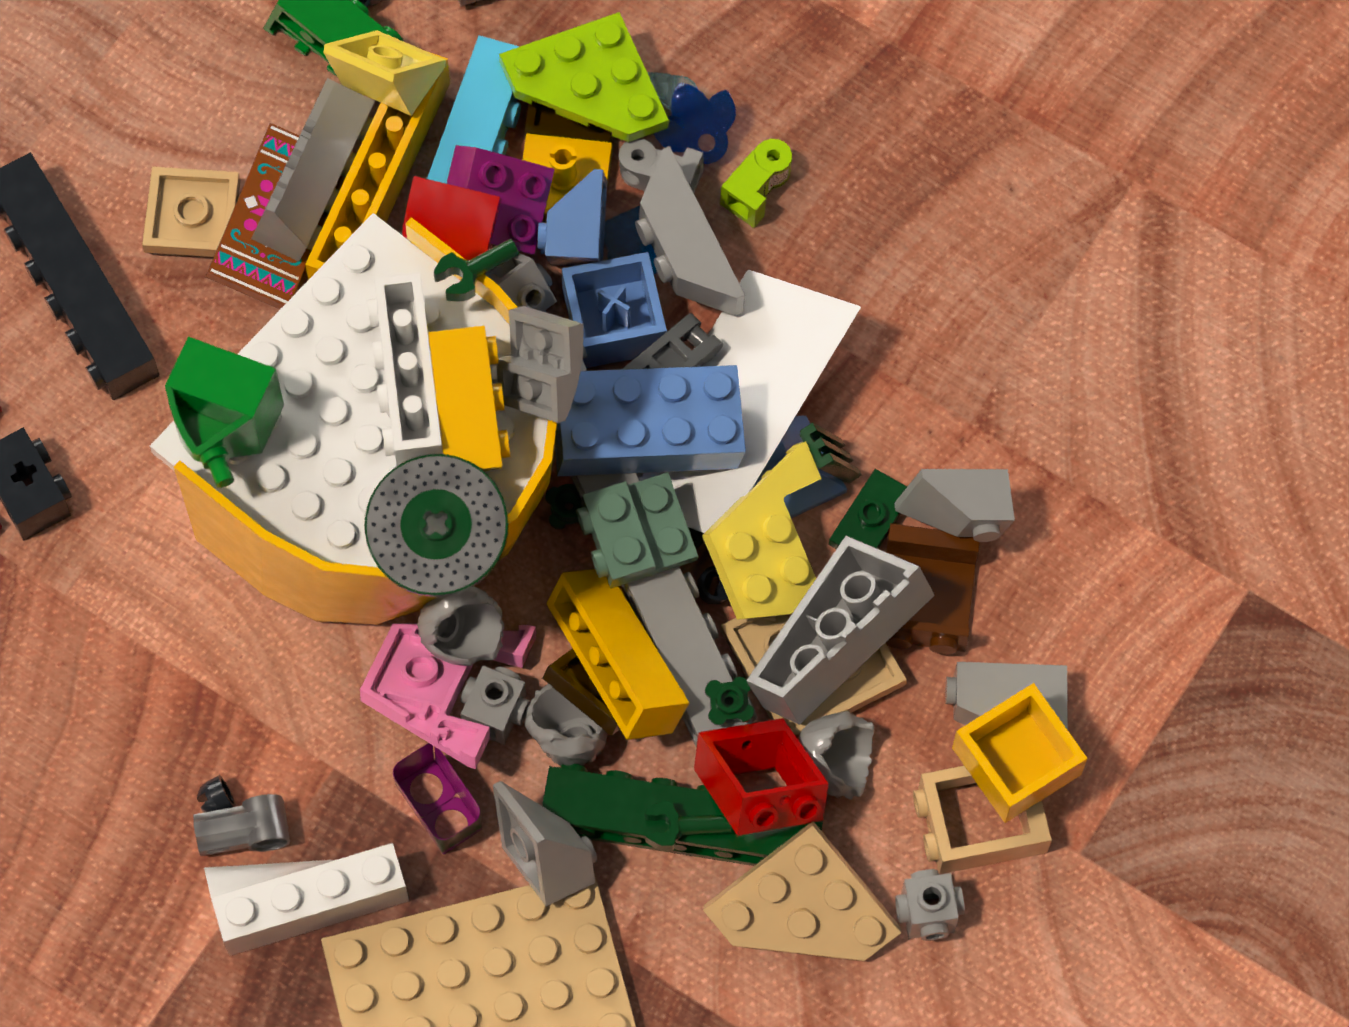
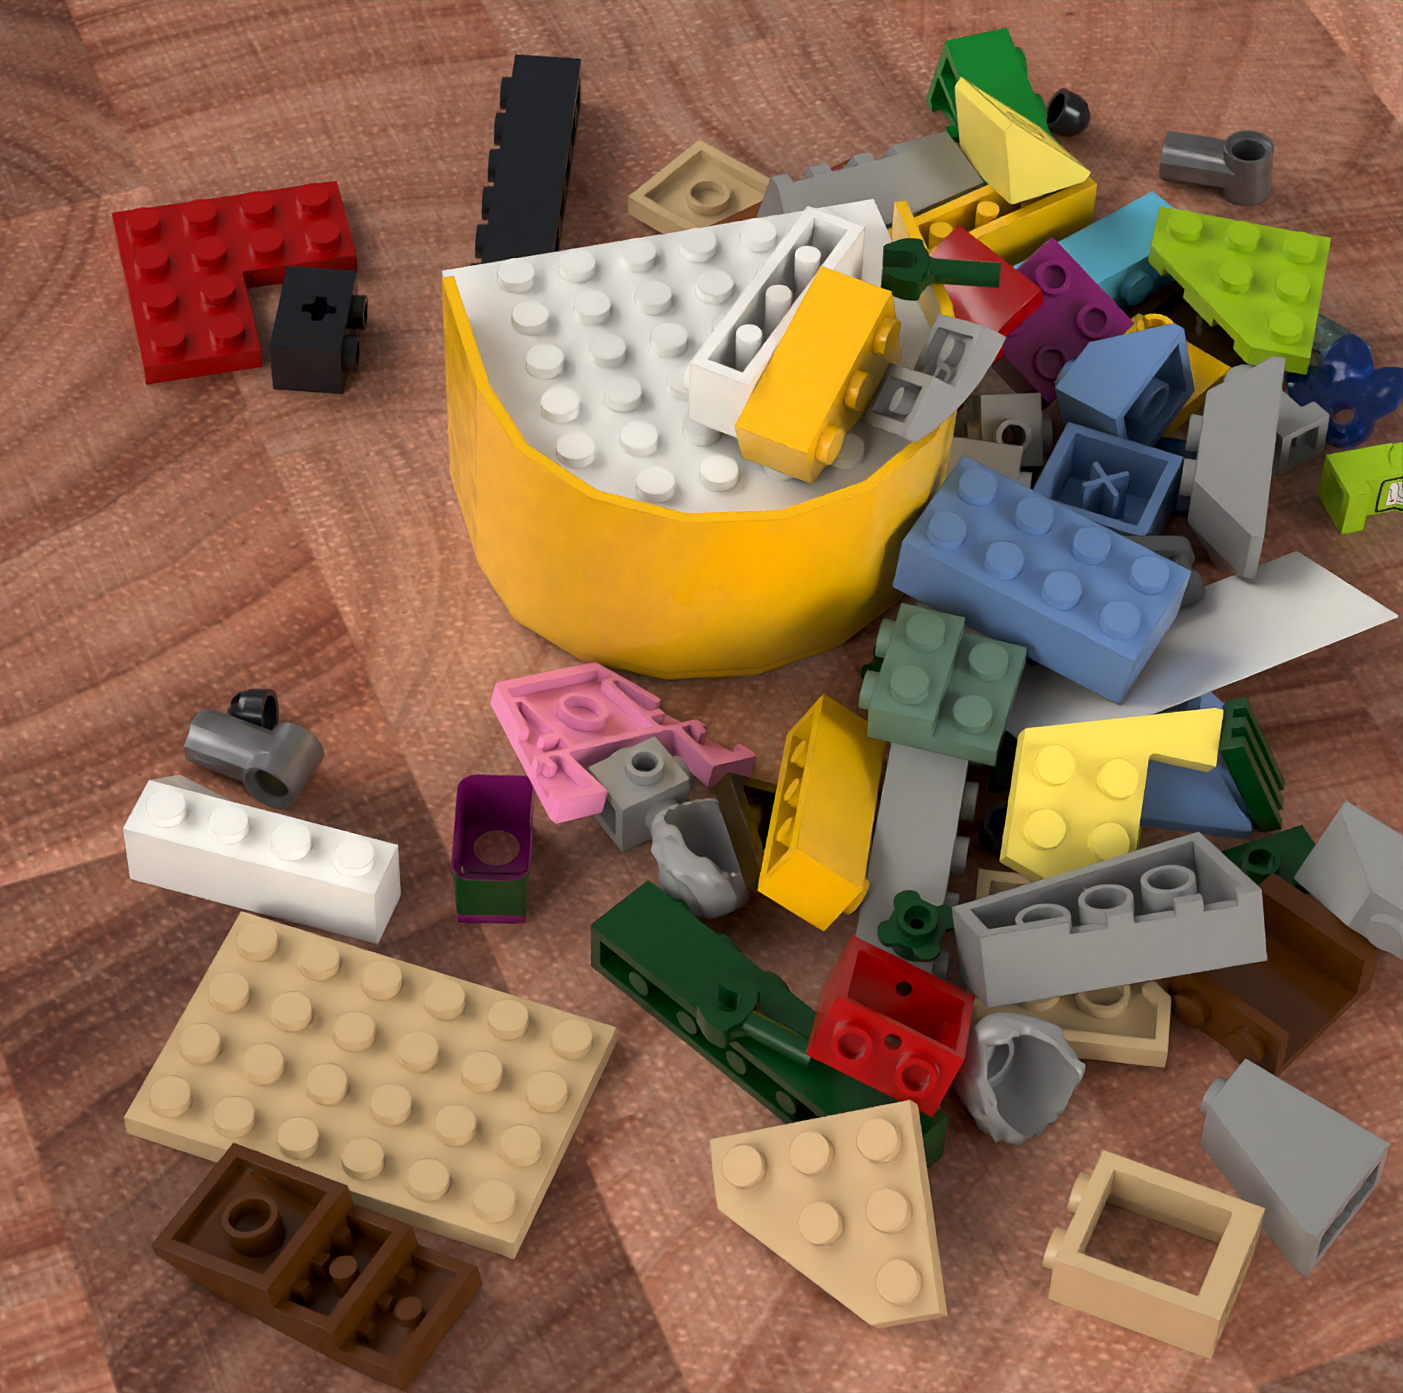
camera: 35 degrees right, 20 degrees down
(222, 405) = (542, 239): green piece -> none
(437, 562) = (632, 477): flat silver piece -> none
(462, 627) = (662, 684): light grey hair -> none
(543, 846) = (574, 953): light grey slope -> none
(927, 920) = (1001, 1307): light grey brick -> none
(1019, 752) = (1243, 1176): yellow piece -> none

